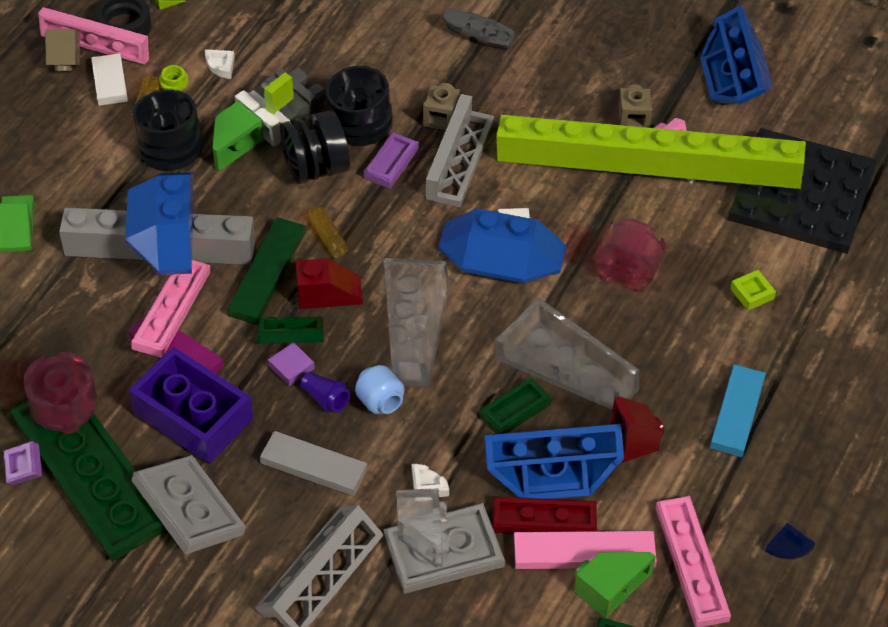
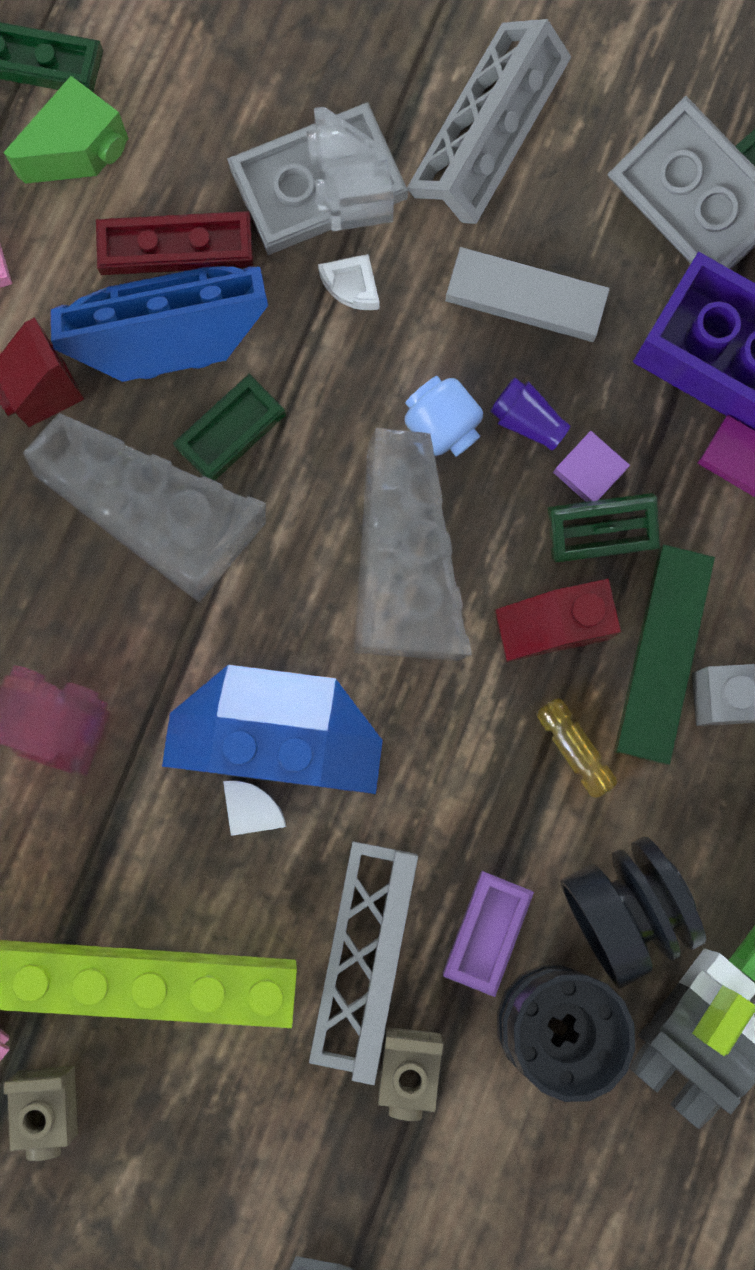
camera: 175 degrees right, 30 degrees up
(570, 549) = (112, 191): bright pink tile -> none

